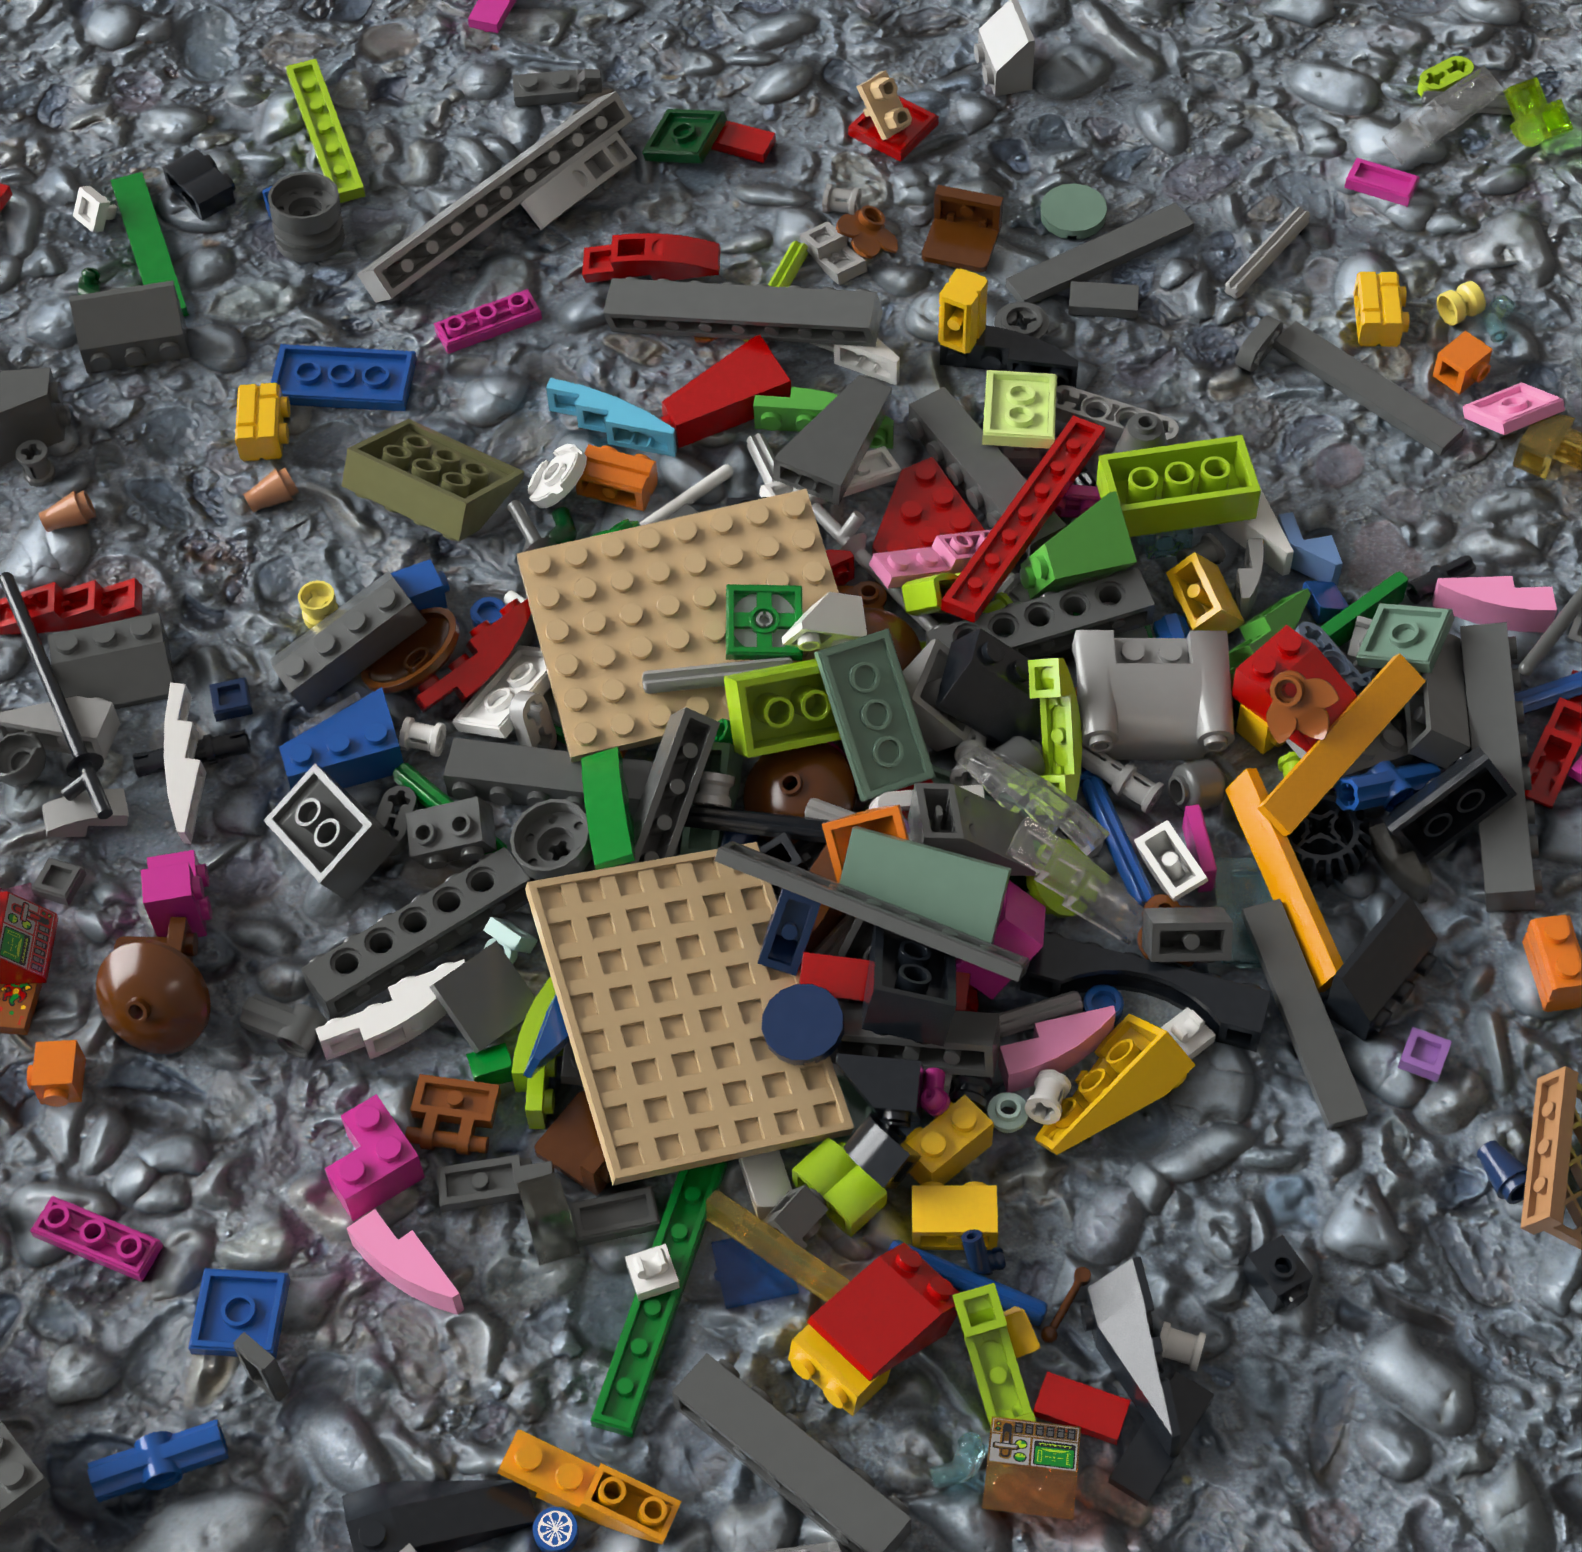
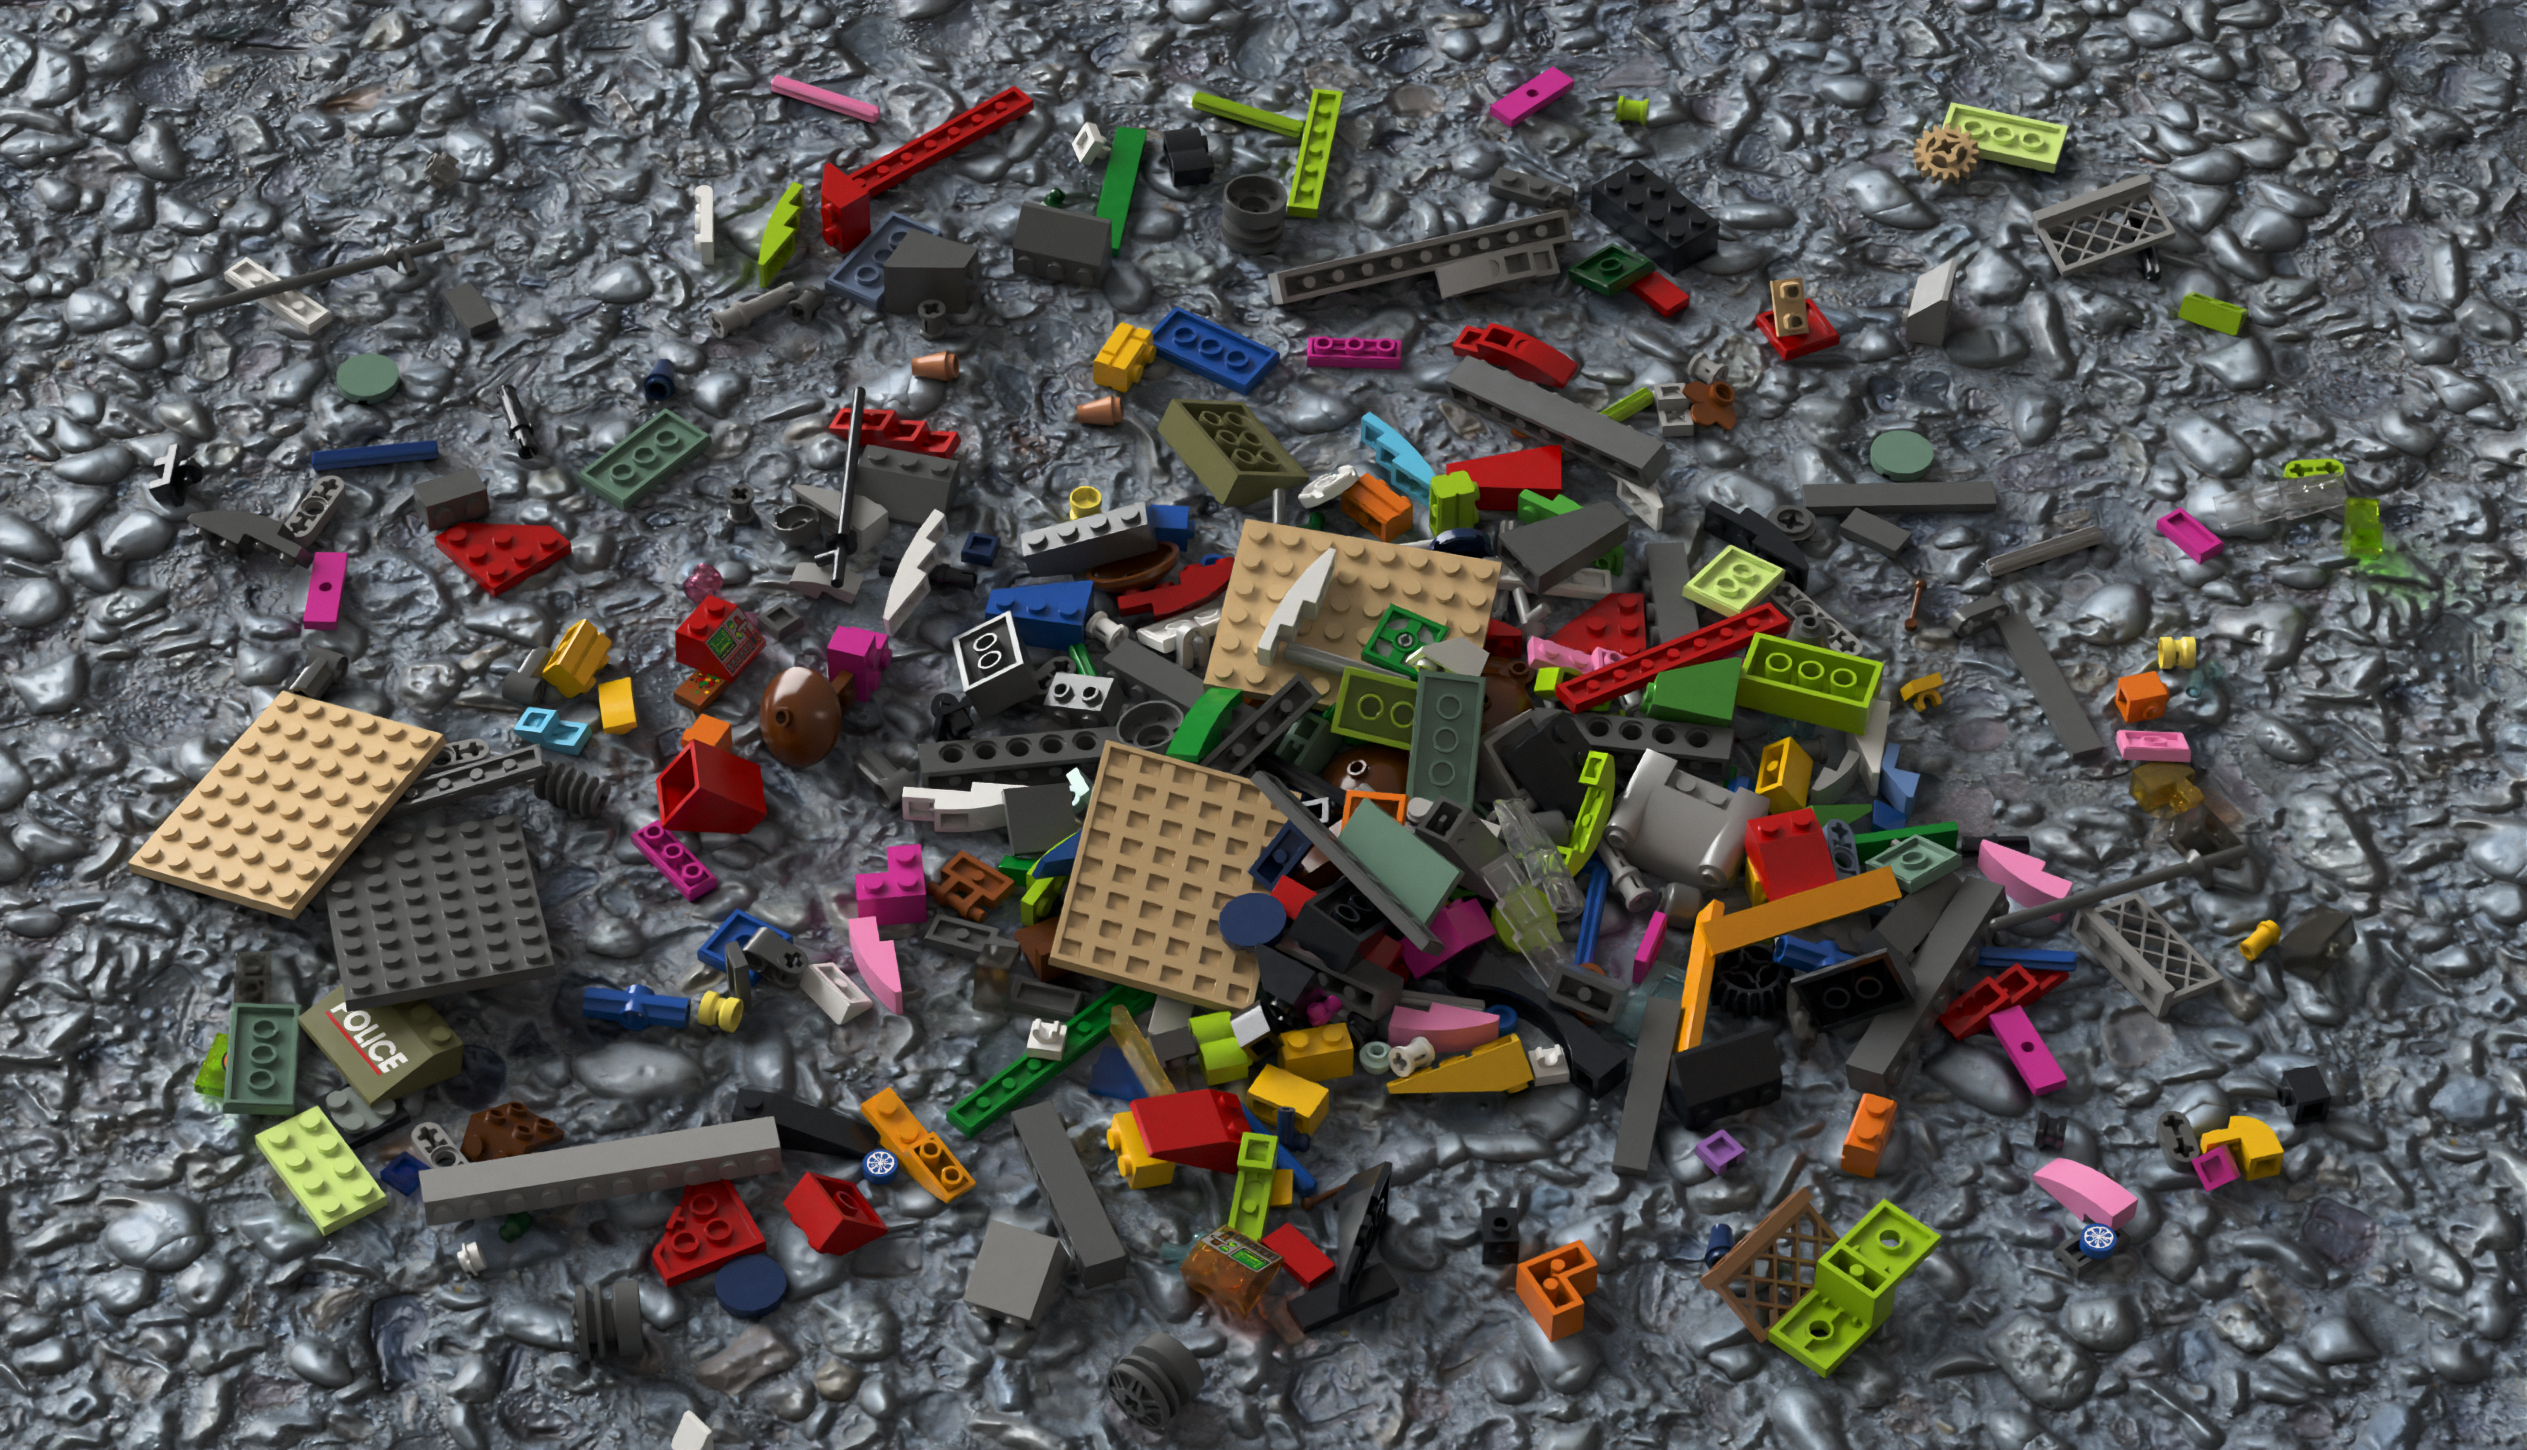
camera: 25 degrees right, 10 degrees down
(98, 1137) = (710, 792): none -> red slope
(233, 117) = (1247, 114): none -> lime axle
(260, 1417) = (720, 1011): none -> light yellow wheel
(282, 1318) = (774, 956): none -> dark grey piece
(322, 923) = (951, 717): none -> black hips
(374, 1322) = (834, 992): none -> white slope
(633, 622) = (1300, 601): none -> white slope
(693, 68) = (1654, 218): none -> black brick
(696, 444) = (1452, 502): none -> lime brick
(714, 790) = (1295, 747): light grey wheel -> none
(735, 482) = (1464, 542): none -> dark blue tile
(962, 310) = (1729, 486): yellow brick -> none
(963, 229) = (1795, 432): reddish brown bracket -> none
(1170, 861) = (1614, 938): white slope -> none
(1182, 1345) = (1395, 1248): white bush -> none
(1197, 378) = (1911, 622): none -> reddish brown hinge
(1263, 441) = (1922, 688): none -> yellow tile
(1304, 710) = (1775, 867): dark orange plate -> none
(1378, 1319) = (1554, 1287): none -> orange brick
(1379, 309) = (2102, 630): yellow brick -> none

